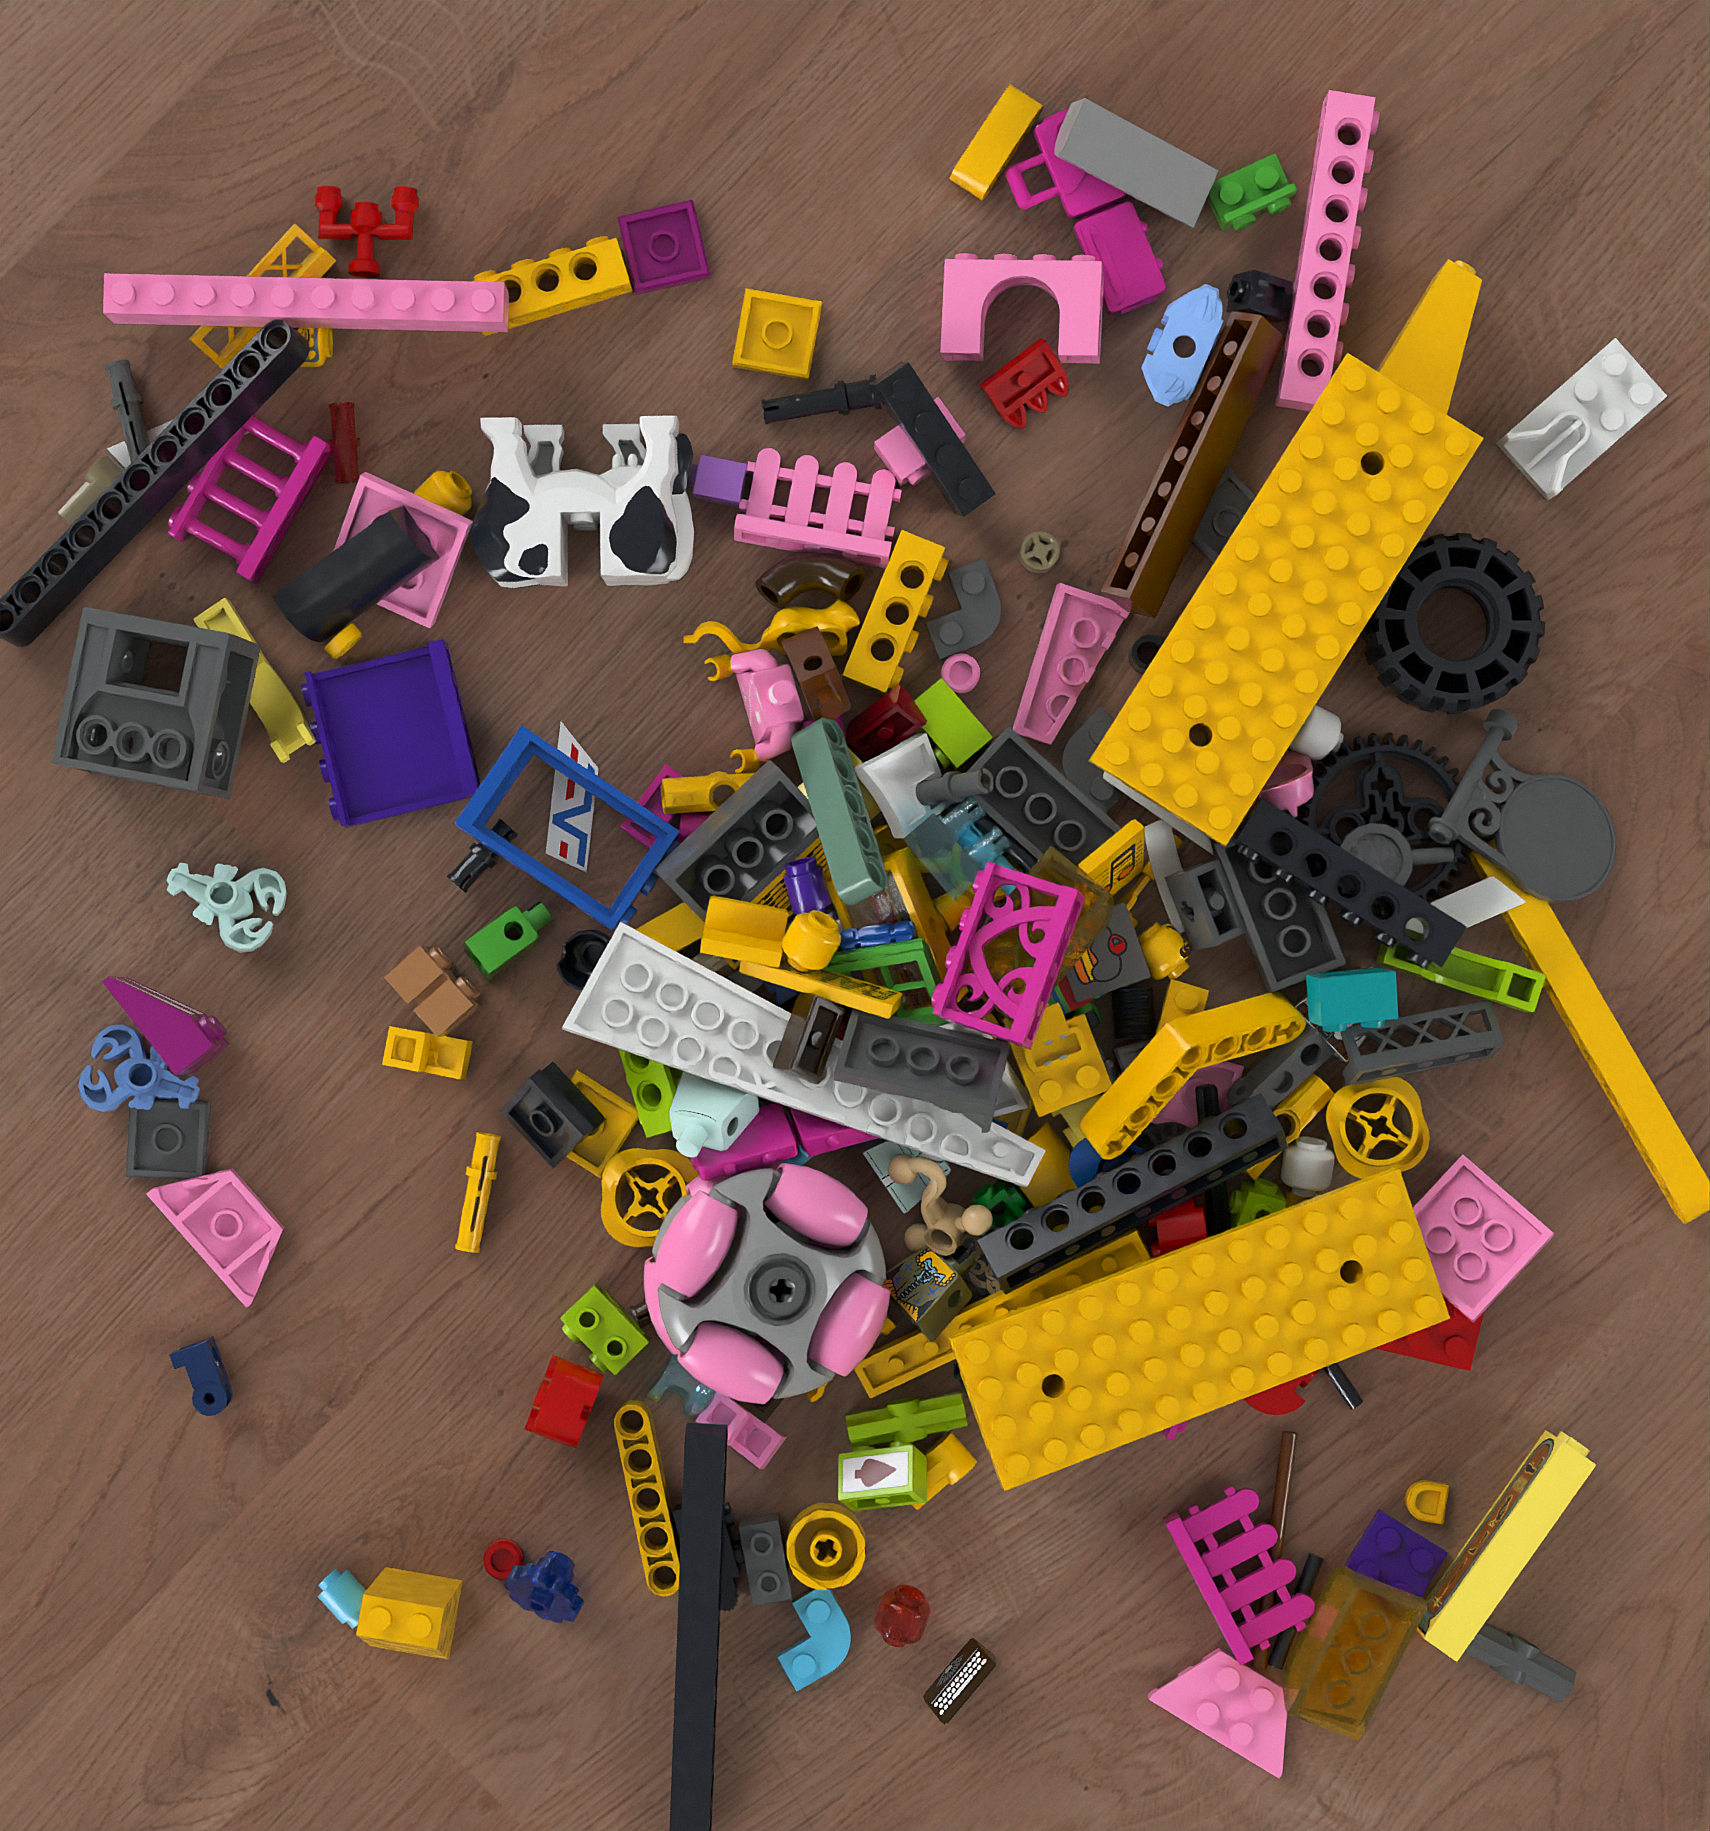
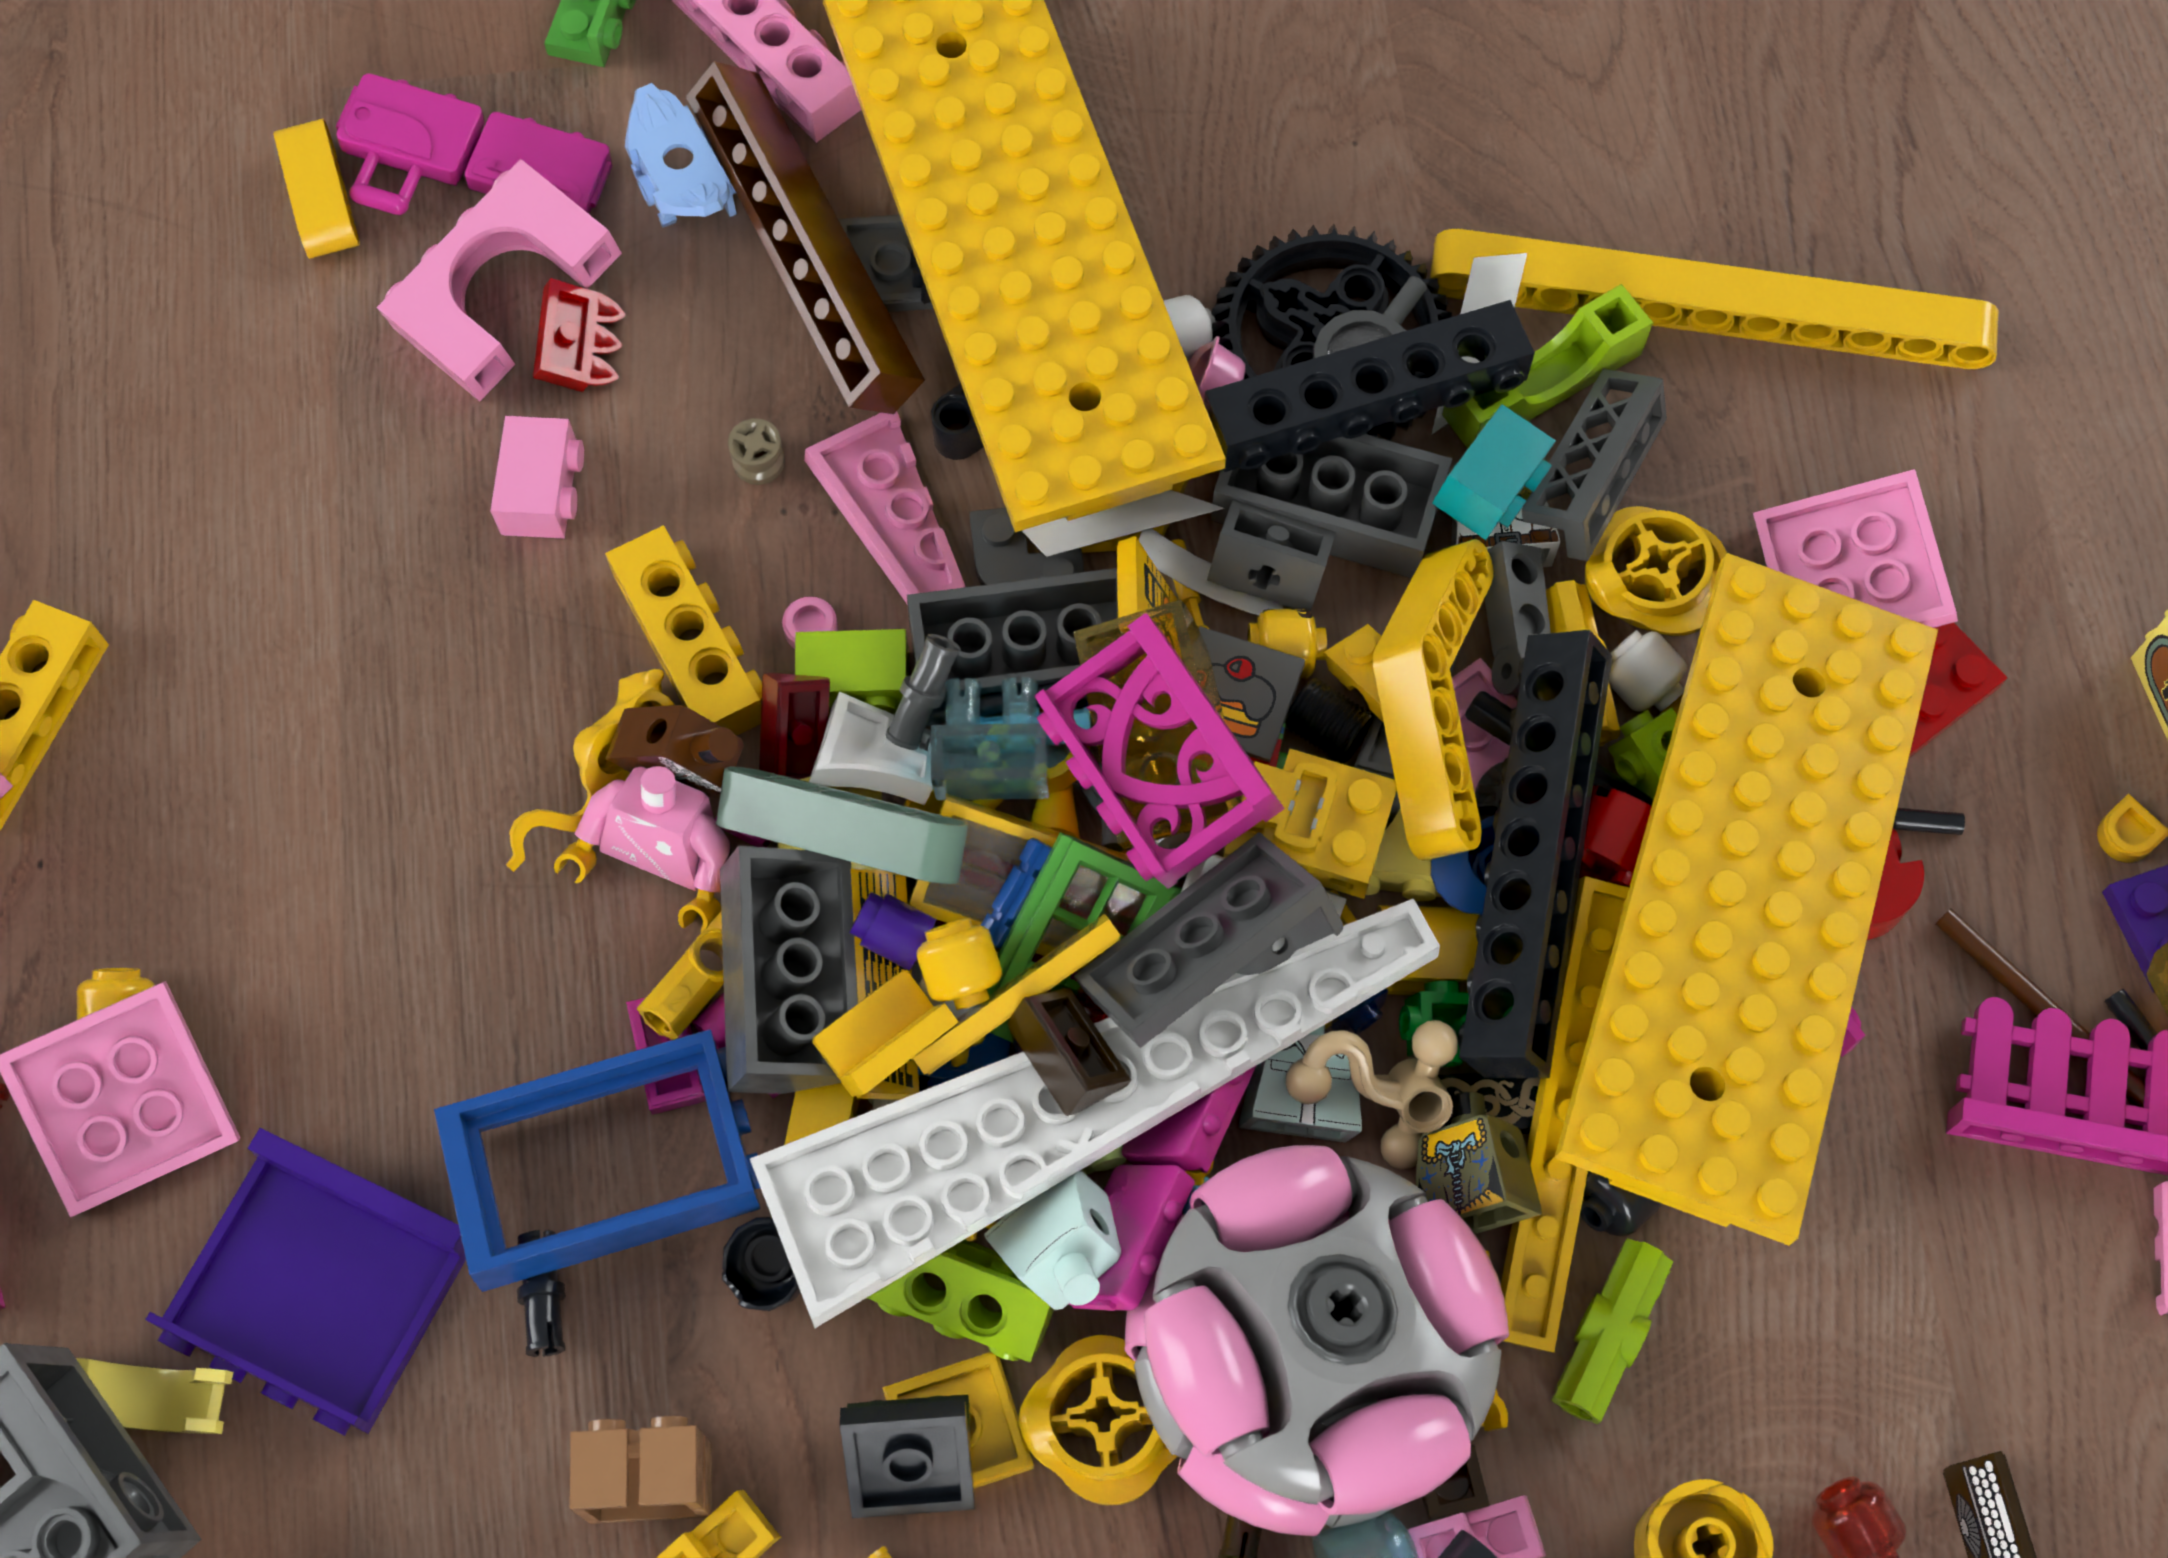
camera: 50 degrees left, 20 degrees down
(343, 641) = (158, 1251): yellow tile -> none
(356, 575) = (97, 1164): black brick -> none
(494, 951) = (658, 1343): bright green torso -> none
(571, 809) = (588, 1159): white sticker -> none
(638, 503) = (220, 907): white animal -> none
(664, 247) = (98, 574): magenta tile -> none
(718, 481) = (381, 703): medium lavender brick -> none
(777, 334) = (293, 535): yellow tile -> none
(794, 532) = (526, 656): bright pink fence -> none
(810, 572) = (565, 687): dark brown cylinder -> none
(840, 398) = (416, 520): black pin -> none
(882, 1477) = (1665, 1406): brick -> none
(933, 437) = (486, 437): black arch -> none
(946, 1464) = (1700, 1326): yellow piece -> none
(978, 612) = (762, 560): dark grey plate -> none
(1134, 161) = (454, 65): light grey brick -> none
(1259, 295) = (687, 62): black bracket -> none
(1509, 613) = (1201, 69): black tyre -> none
(1548, 829) = (1457, 189): dark grey piece -> none

